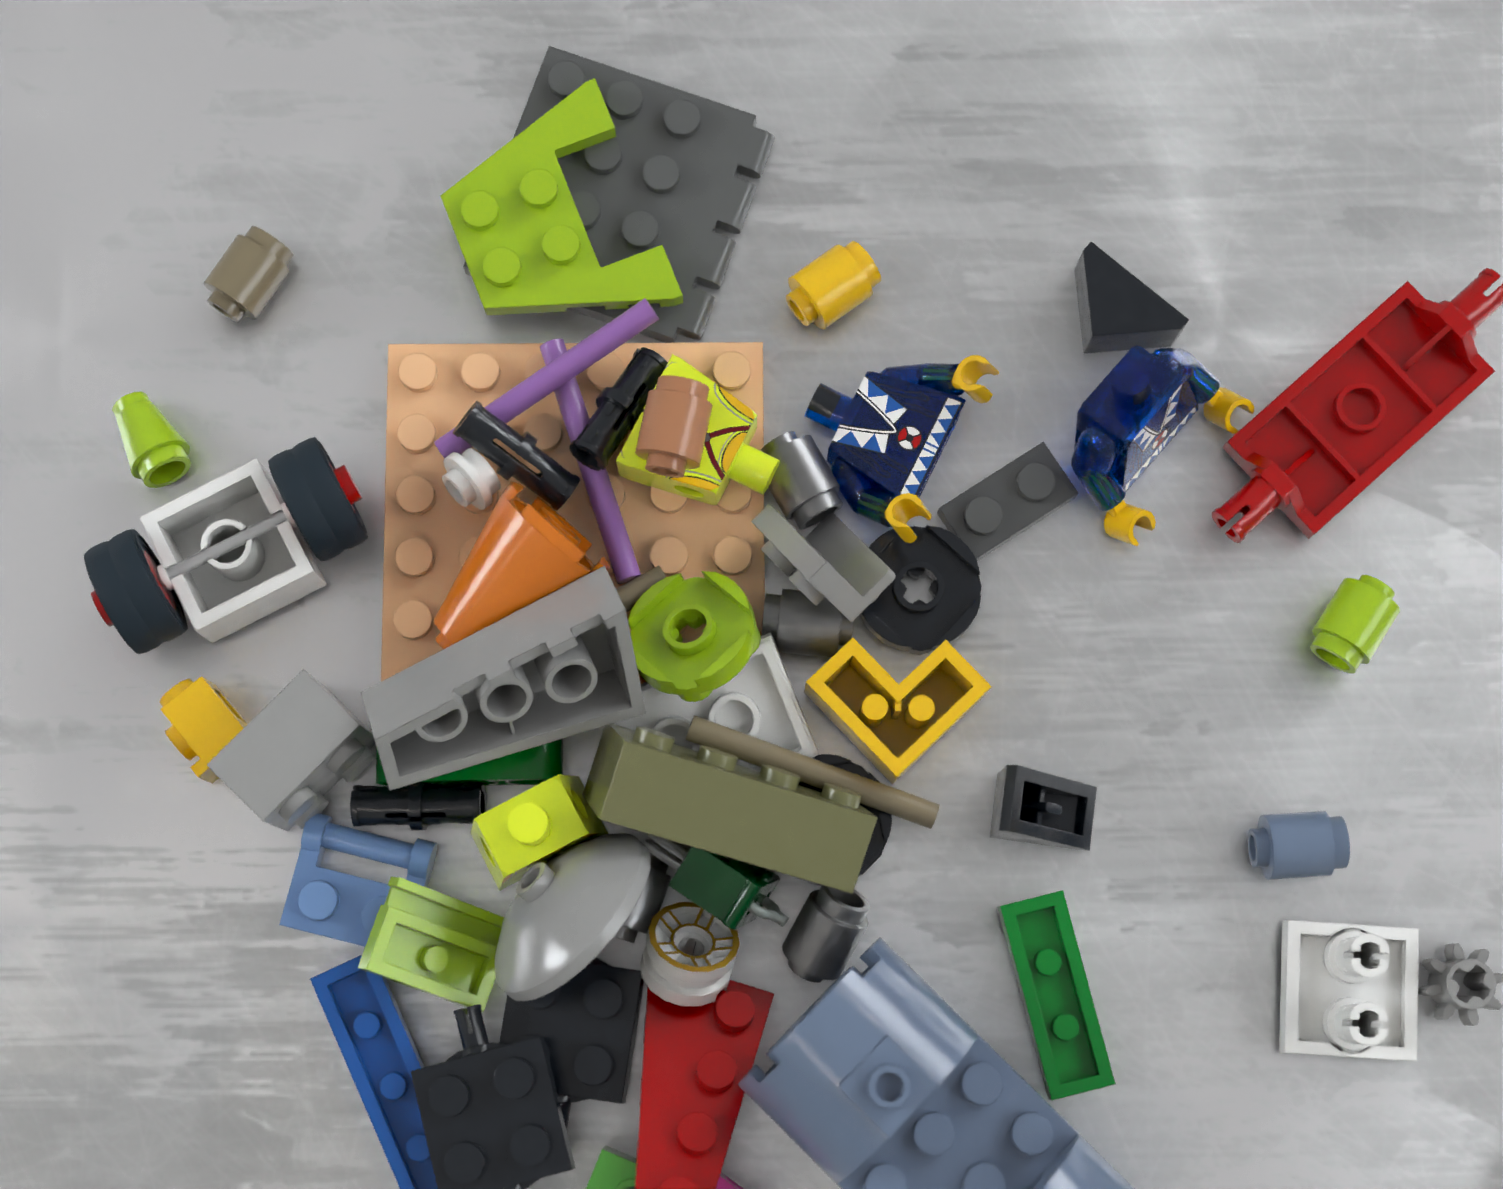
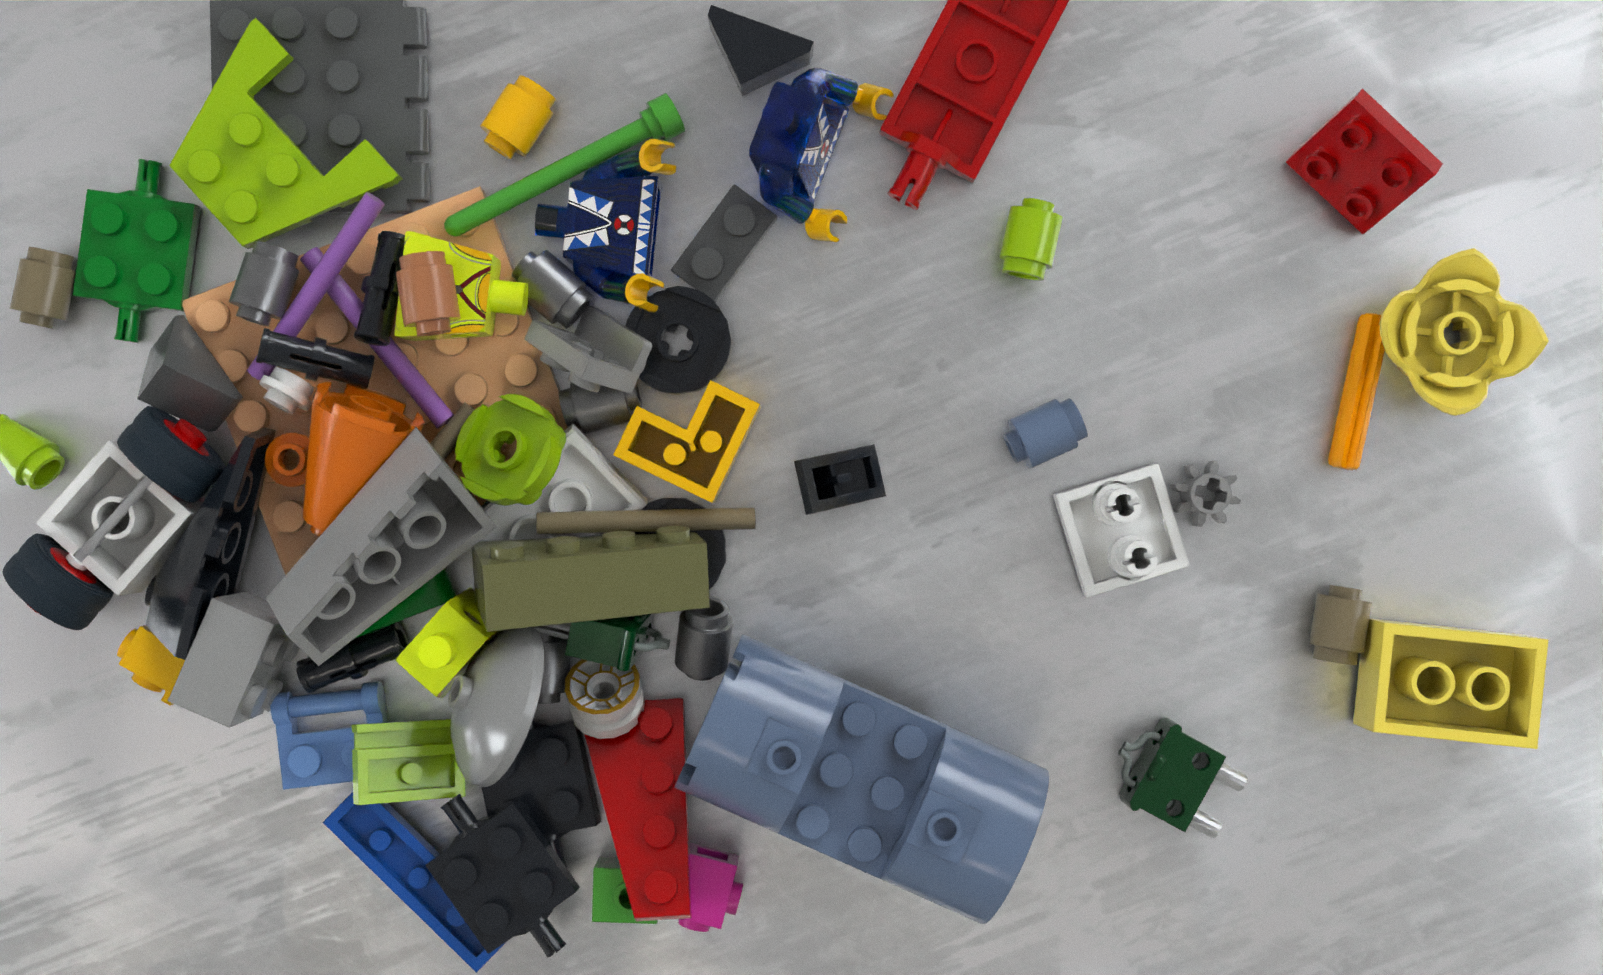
camera: 20 degrees left, 10 degrees up
(314, 620) = (211, 550): none -> black wedge
(362, 274) = (136, 250): none -> green plate
(365, 428) = (187, 379): none -> dark grey slope
(433, 538) = (275, 454): none -> orange plate
(493, 356) = (264, 283): none -> flat silver brick
(988, 339) = (655, 122): none -> bright green piece
(1056, 995) = (898, 618): green plate -> none

